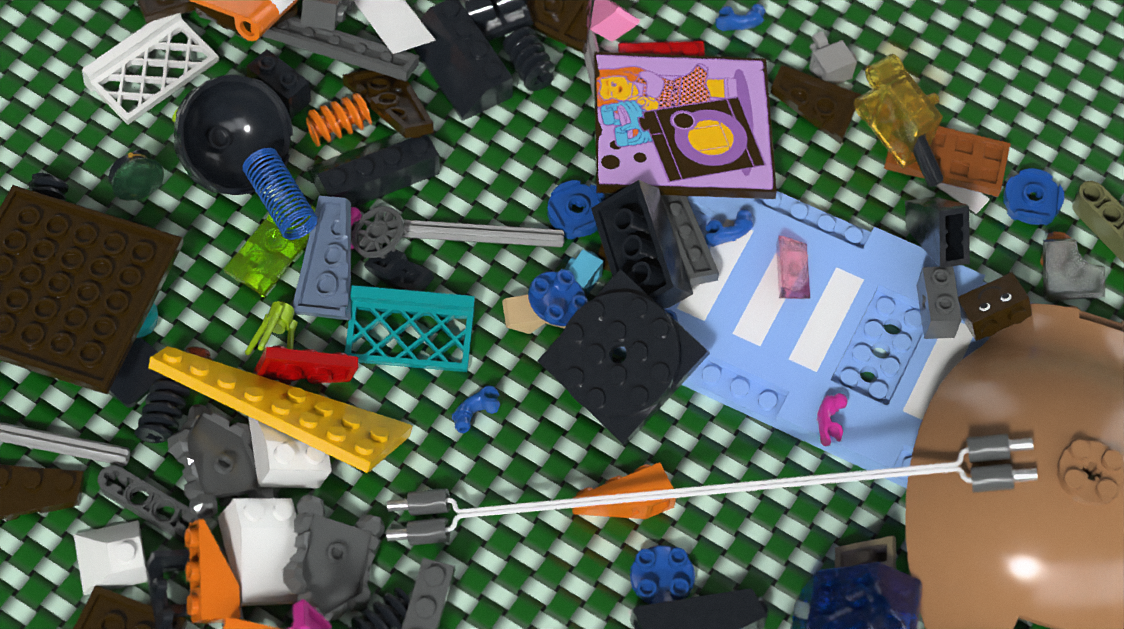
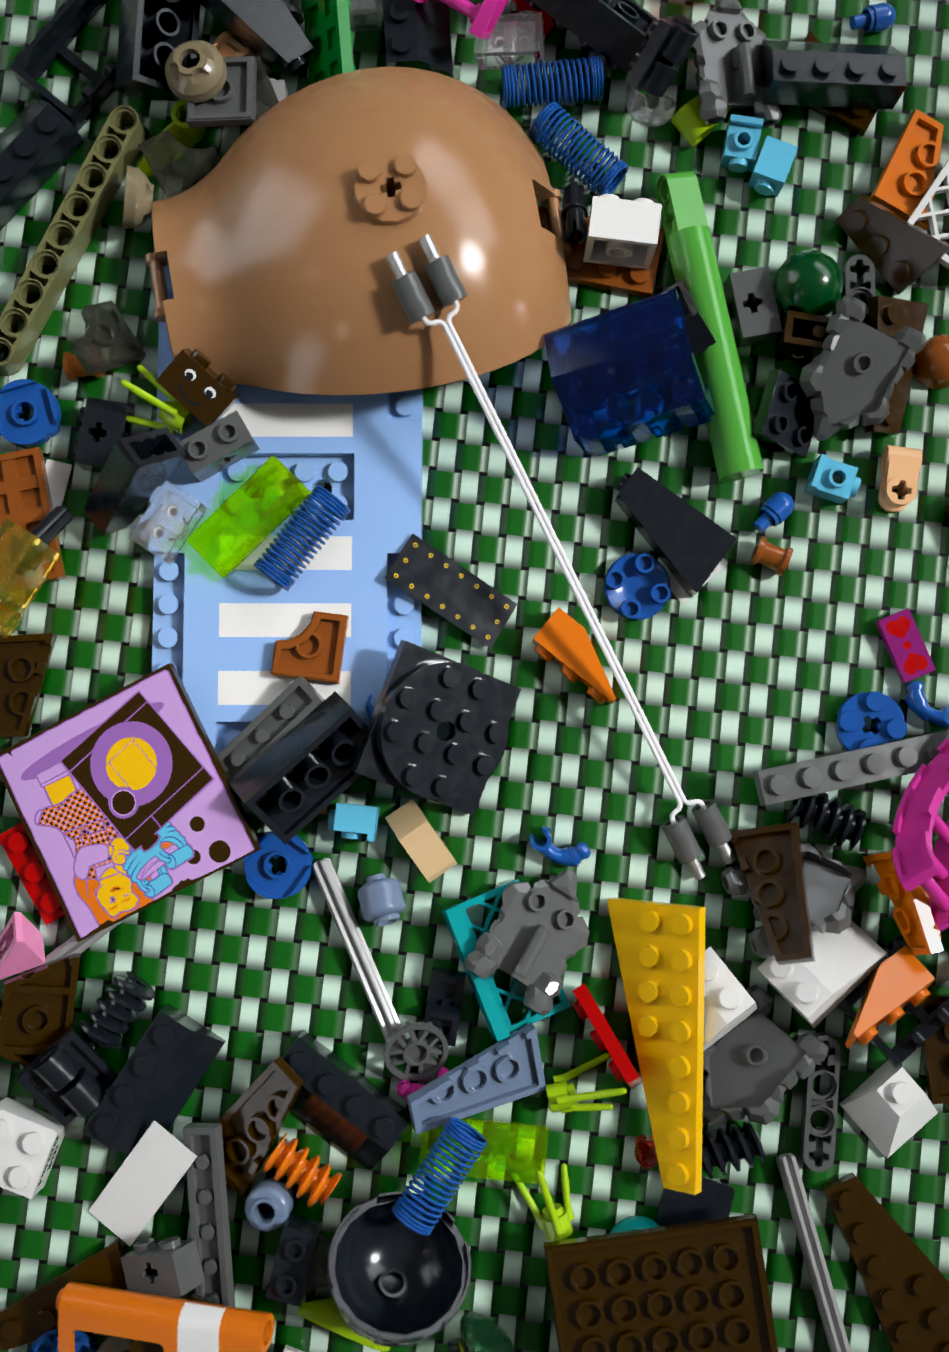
camera: 110 degrees left, 25 degrees up
(191, 269) = (554, 1218): none -> lime plant
(327, 86) = (269, 1204): none -> sand blue head
(357, 547) = (777, 883): none -> dark brown wing
(415, 350) = (533, 938): none -> dark grey shield
(508, 263) = (381, 900): none -> sand blue head
(556, 296) = (407, 825): blue dish -> none
(719, 234) = (225, 682): blue piece -> none
(732, 427) = (451, 591): none -> black sticker
(733, 301) = (315, 652): none -> dark orange tile
(792, 269) = (247, 609): clear pink slope -> none
(828, 408) = (394, 505): dark pink piece -> none
(838, 361) = (269, 567): none -> blue piece
(869, 302) = (248, 517): none -> clear neon green brick
(876, 550) = (528, 405): dark tan slope -> none
(892, 242) = (167, 522): none -> clear brick
(981, 278) = (172, 414): none -> lime plant
(992, 240) = (95, 420): none -> black brick

